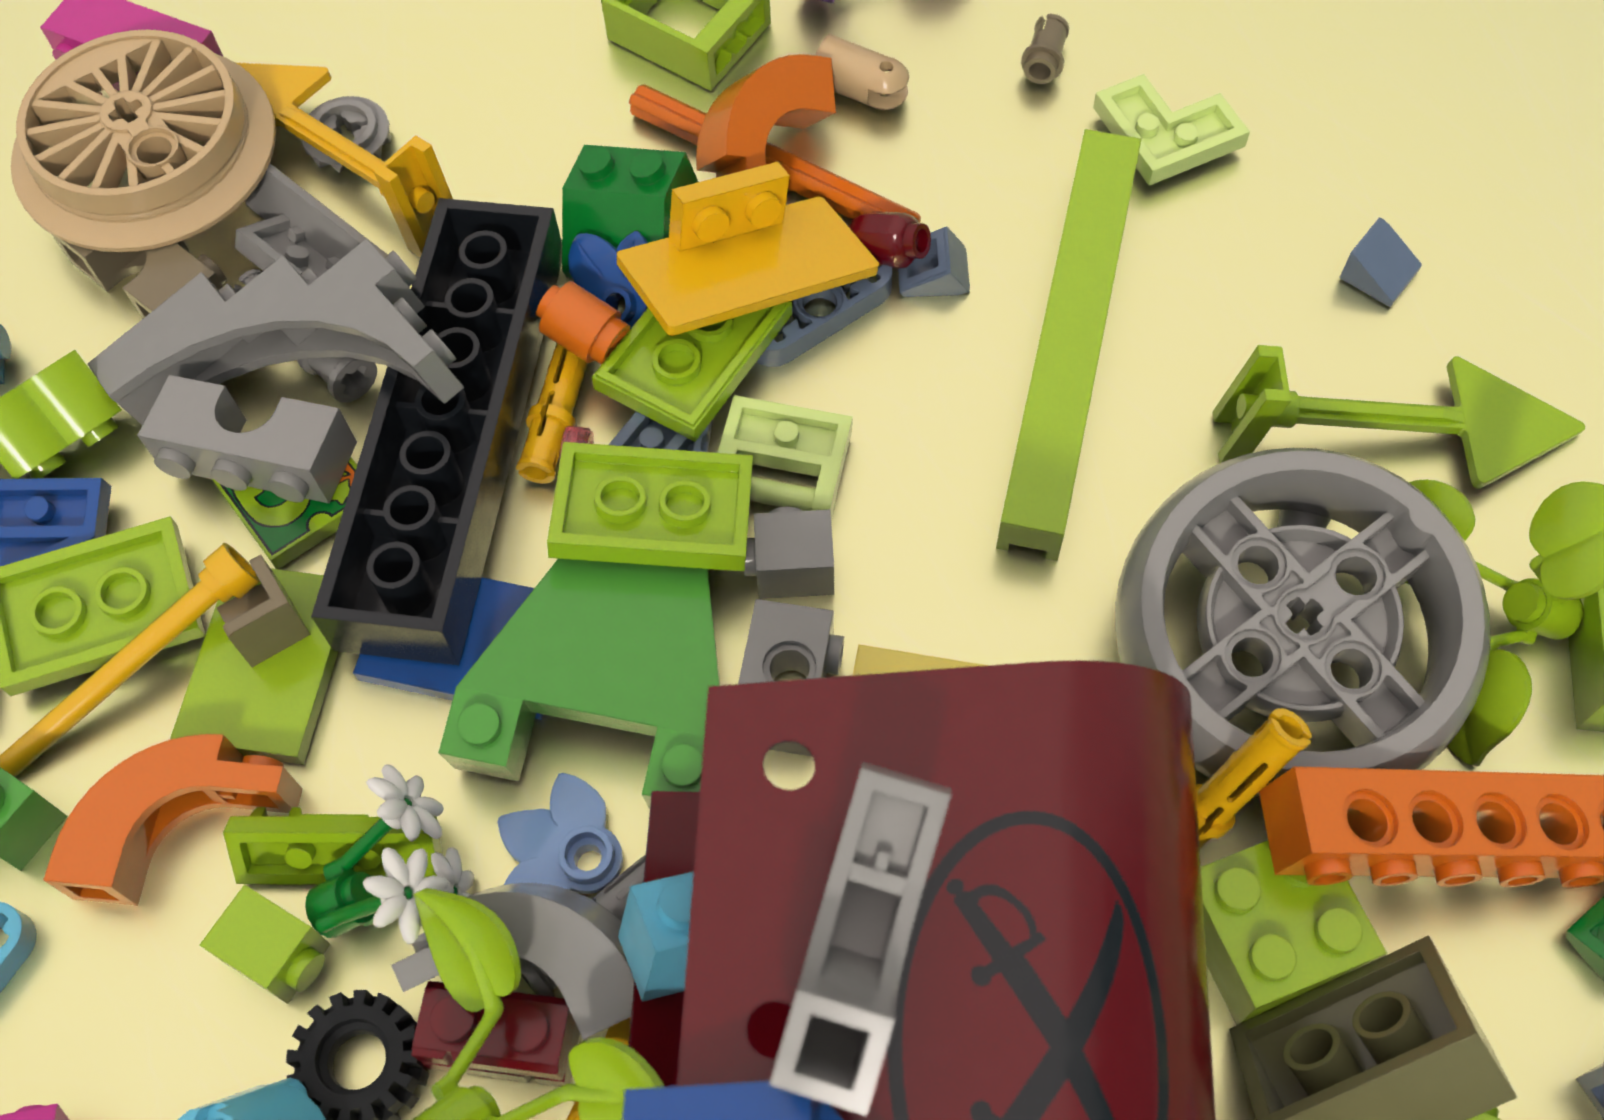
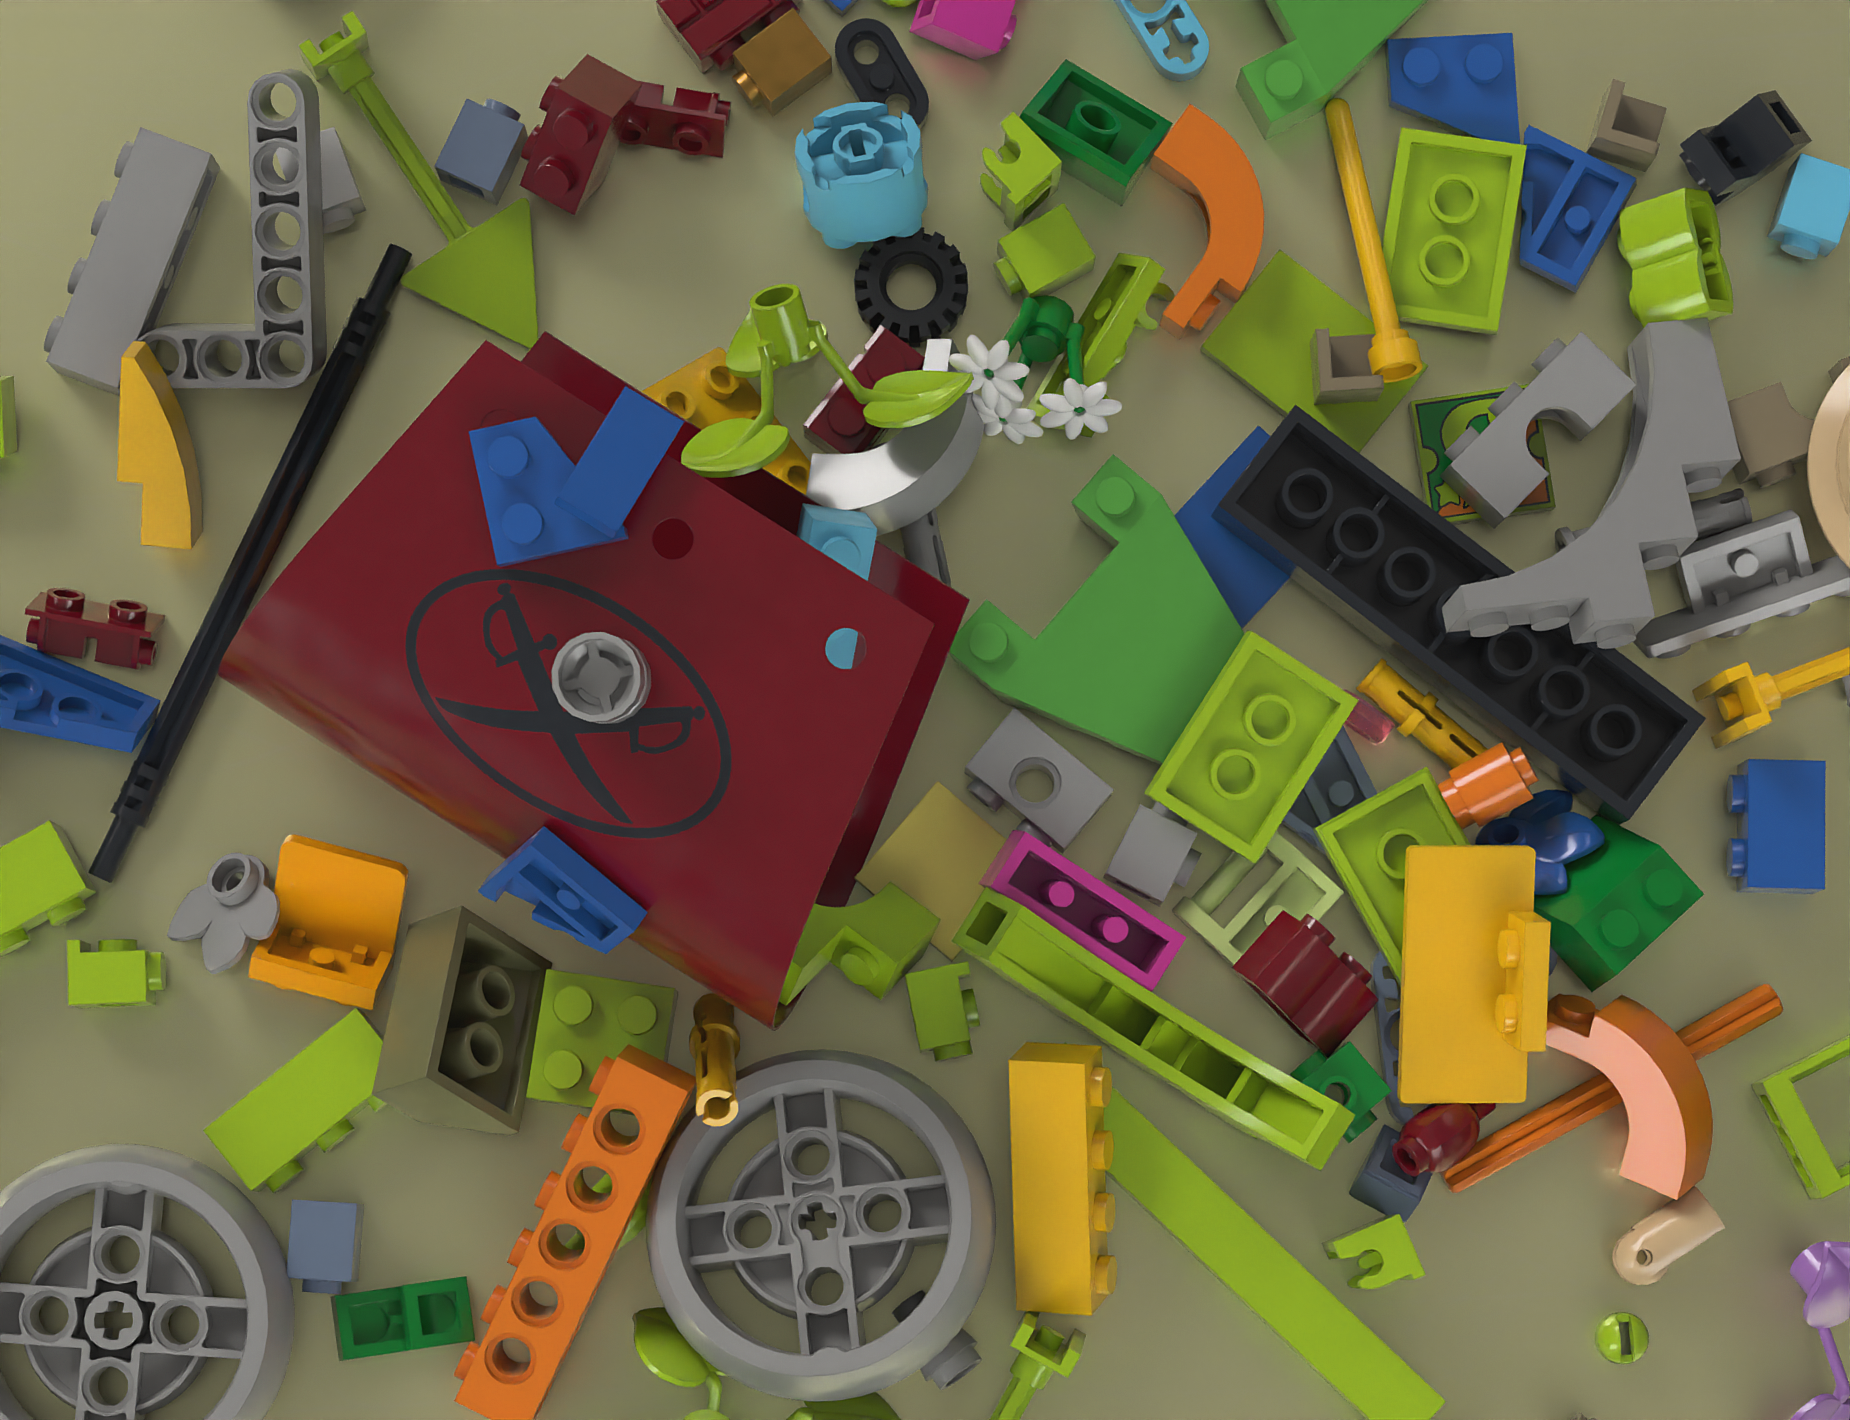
camera: 115 degrees right, 20 degrees up
(121, 971) = (1095, 130): none -> green slope
(174, 998) = (1026, 172): none -> lime hinge
(501, 143) = (1778, 826): none -> blue brick
(553, 840) = (1010, 520): light blue plate -> none
(825, 377) = (1307, 981): none -> dark red brick
(861, 940) = (683, 611): light grey arch -> none
(879, 570) = (1083, 908): none -> dark pink brick
(901, 317) = (1355, 1079): none -> green brick
(947, 459) = (1151, 1031): none -> lime arch
(955, 77) = (1608, 1338): none -> lime hinge
(996, 999) = (601, 678): none -> light grey wheel
(1006, 222) = (1387, 1248): none -> lime hinge
(1046, 634) = (942, 1010): none -> lime brick
(1113, 458) = (1061, 1178): none -> yellow brick
(1220, 961) = (566, 892): none -> blue wing

